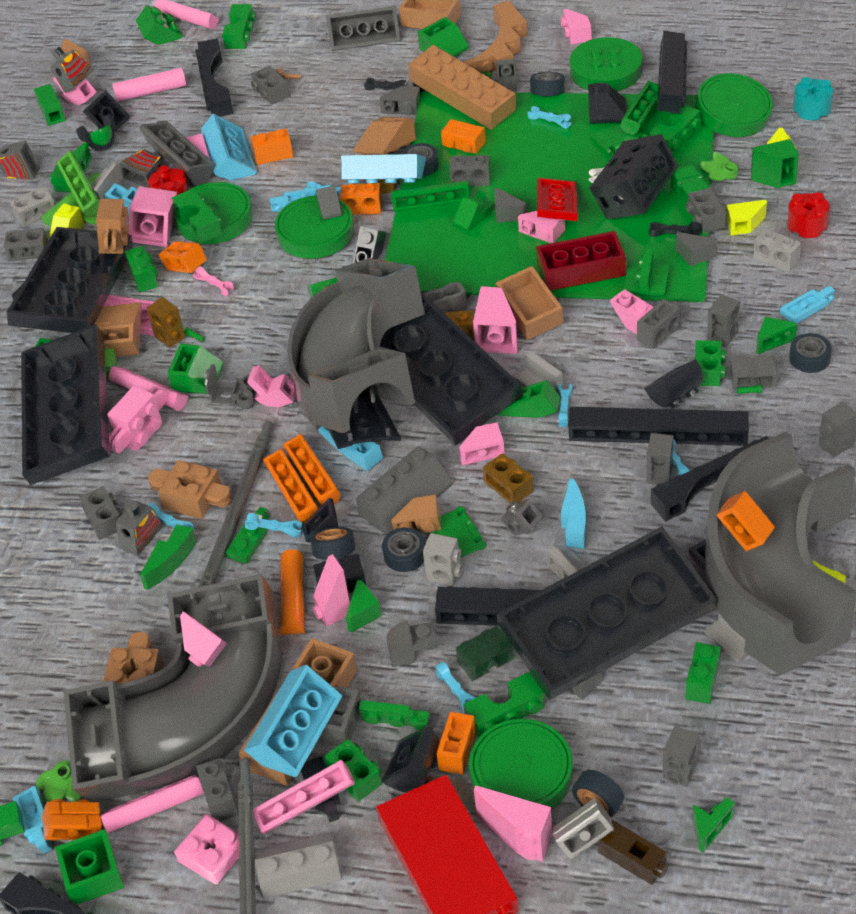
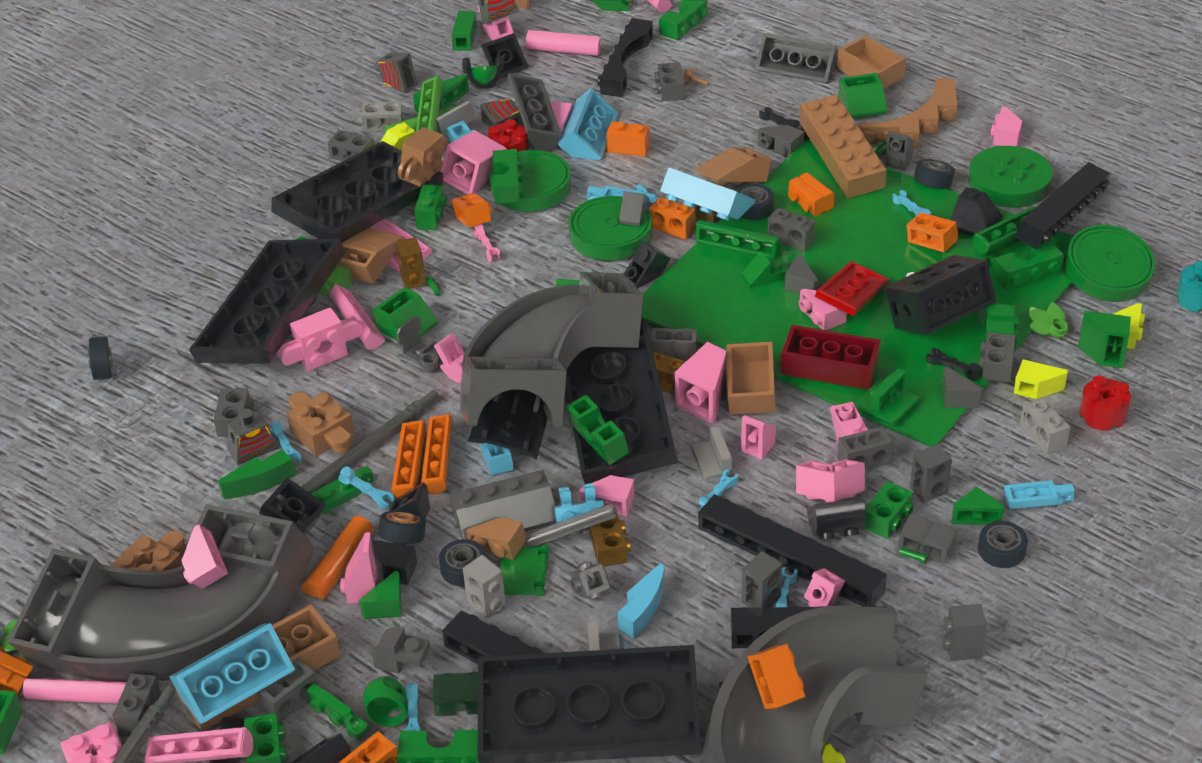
camera: 25 degrees right, 5 degrees down
(227, 564) = (294, 504): none -> black brick
(425, 682) = (383, 693): none -> green helmet
(432, 389) = (602, 436): none -> green arch
(469, 470) = (568, 509): none -> medium azure plate
(475, 480) = (571, 525): none -> dark grey axle
(537, 401) = (689, 475): green slope -> none
(566, 349) = (757, 437): none -> bright pink slope
(584, 131) = (932, 232): none -> orange brick
(650, 359) = (830, 481): none -> bright pink brick
(710, 437) = (828, 584): none -> bright pink brick

